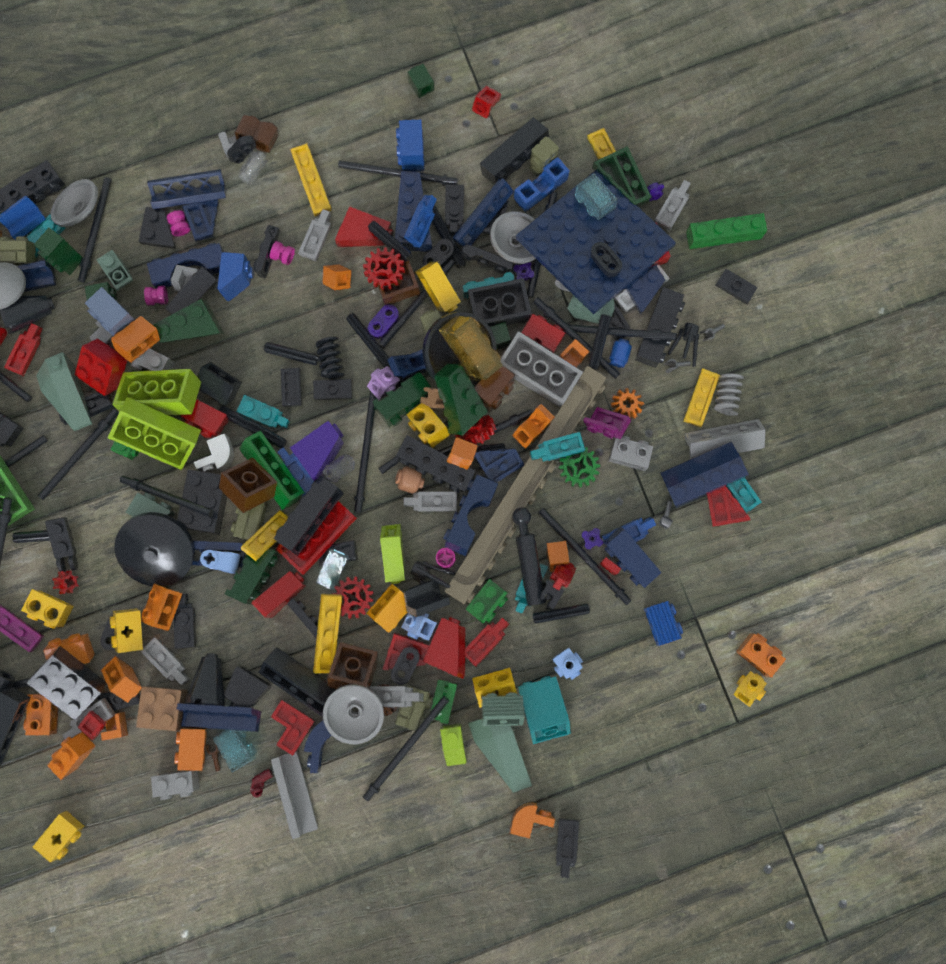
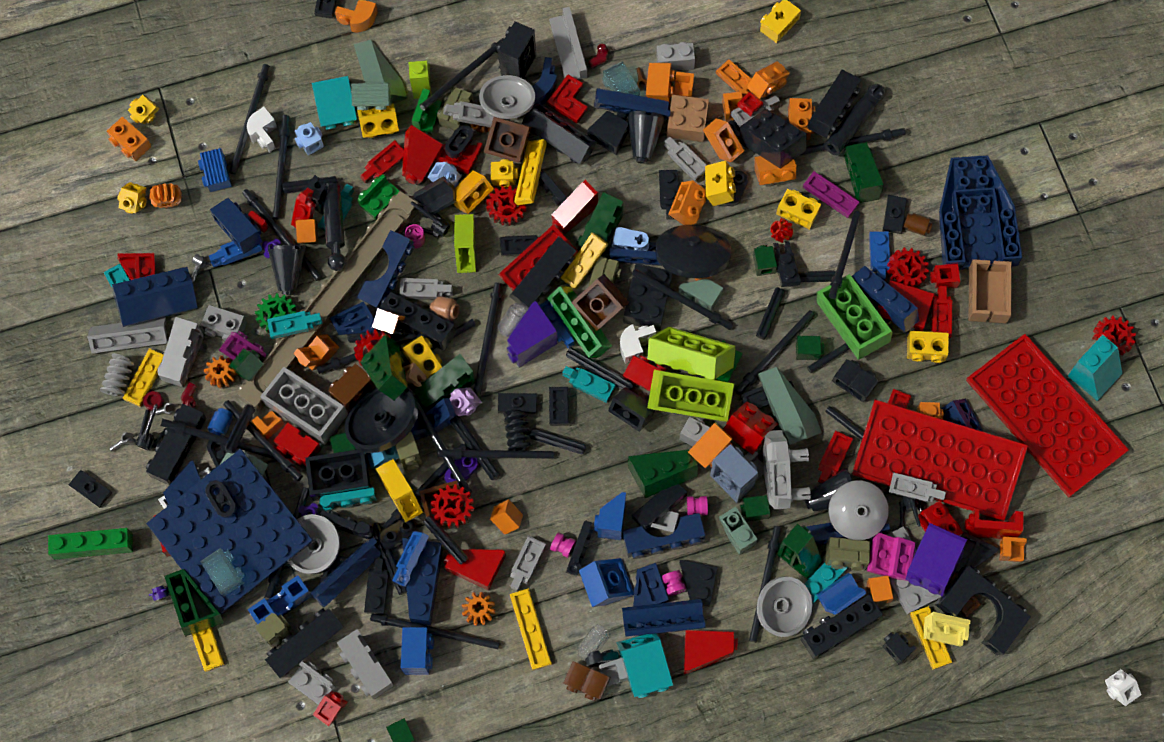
camera: 175 degrees left, 10 degrees down
(43, 457) = (809, 347): none -> dark green brick
(66, 315) = (776, 467): none -> light grey brick
(81, 494) = (770, 313): none -> black axle
(84, 549) = (764, 260): none -> dark green brick
(110, 760) = (734, 77): none -> orange hinge
(147, 165) = (706, 648): none -> red slope
(165, 748) = (684, 84): none -> orange panel
(204, 149) = (645, 664): none -> teal slope
(240, 220) = (606, 582): none -> blue slope
(332, 569) = (524, 229): clear light blue plate -> none
(345, 772) = (517, 50): none -> black brick
(352, 188) = (471, 612): none -> orange gear
(356, 624) = (503, 173): none -> yellow brick
(384, 326) = (457, 453): none -> black bar
(402, 335) = (440, 445): none -> black bar
(458, 136) = (364, 665): none -> light grey wedge
(471, 347) = (366, 410): clear yellow brick -> none
(503, 121) = (311, 682): none -> light grey bracket
(573, 518) = (287, 265): none -> black cone
(594, 671) = (284, 134): none -> black bar
(601, 405) = (246, 364): none -> dark green brick
(624, 675) = (259, 126): none -> white brick
(627, 740) = (262, 77): none -> black bar
(656, 379) = (187, 395): none -> dark red arm
(669, 419) = (180, 352): none -> light grey wedge
(673, 206) = (141, 577): light grey hinge -> none
(689, 374) = (151, 399): none -> dark red tile
(710, 588) = (165, 195): none -> orange gear
(745, 584) = (132, 198): none -> yellow brick

